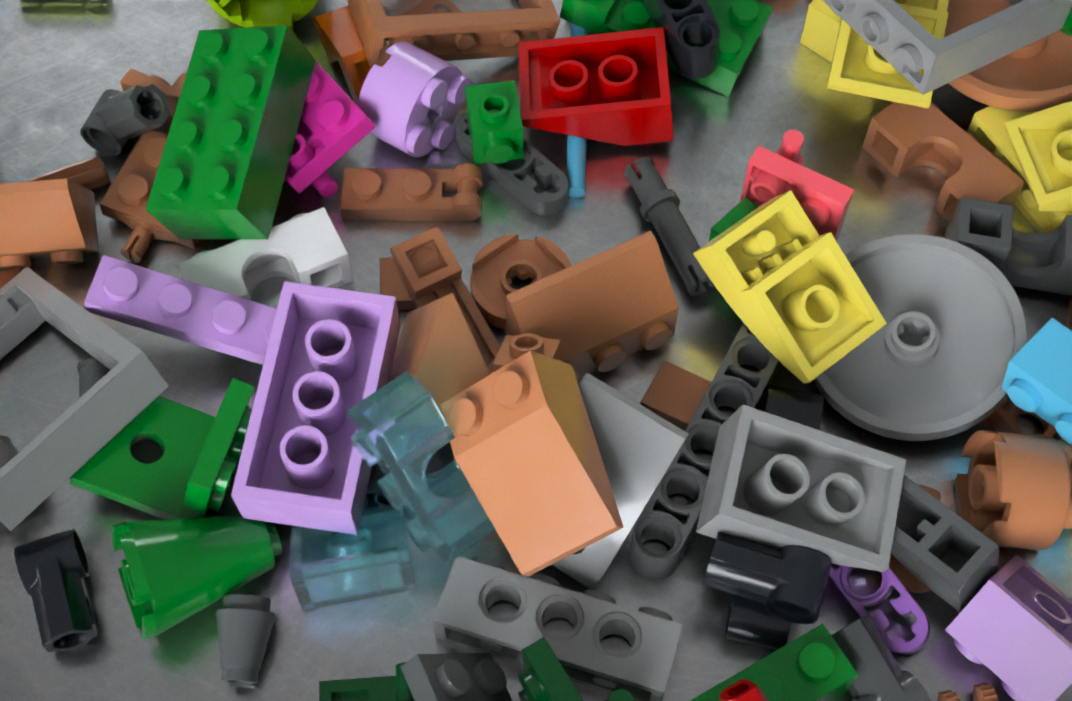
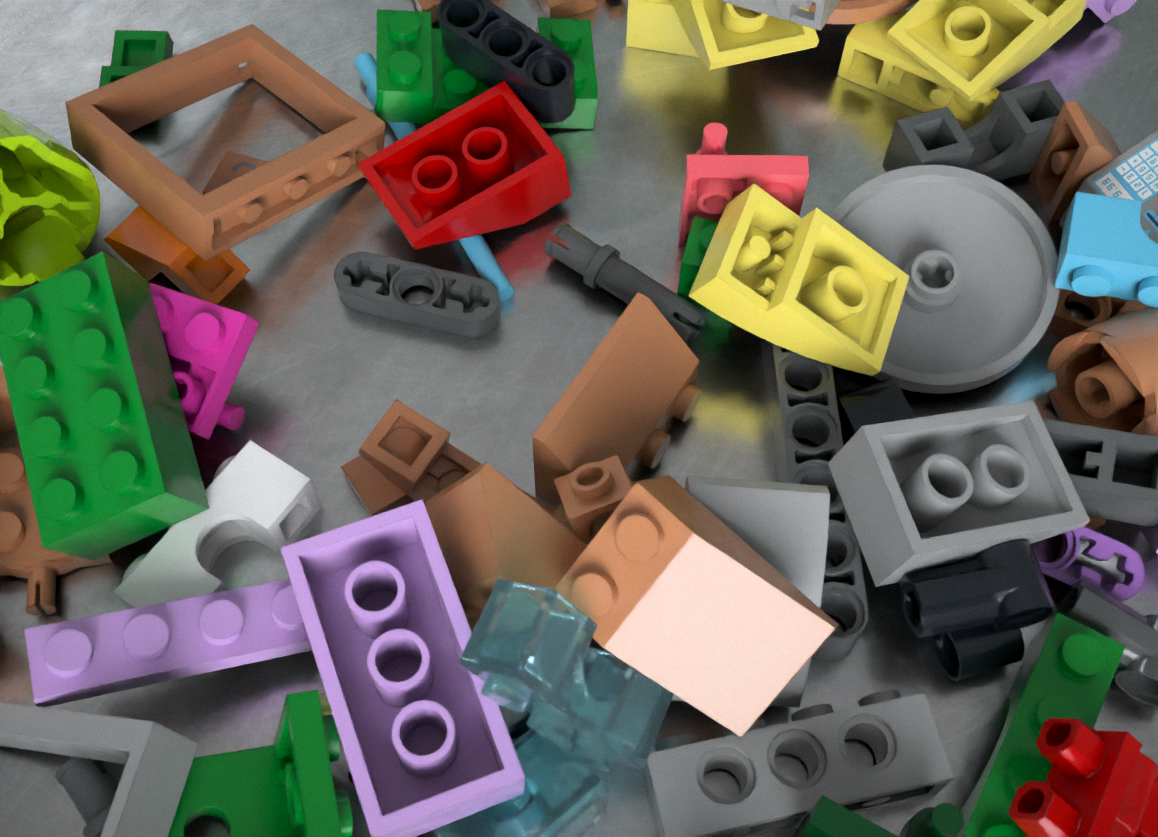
camera: 30 degrees left, 0 degrees up
(411, 194) = (330, 380): nougat plate -> none
(413, 99) = (279, 273): lavender brick -> none
(494, 122) = (383, 259): green brick -> none
(509, 258) = (494, 390): nougat plate -> none
(675, 394) = (742, 451): nougat tile -> none
(918, 136) = (818, 81): nougat arch -> none

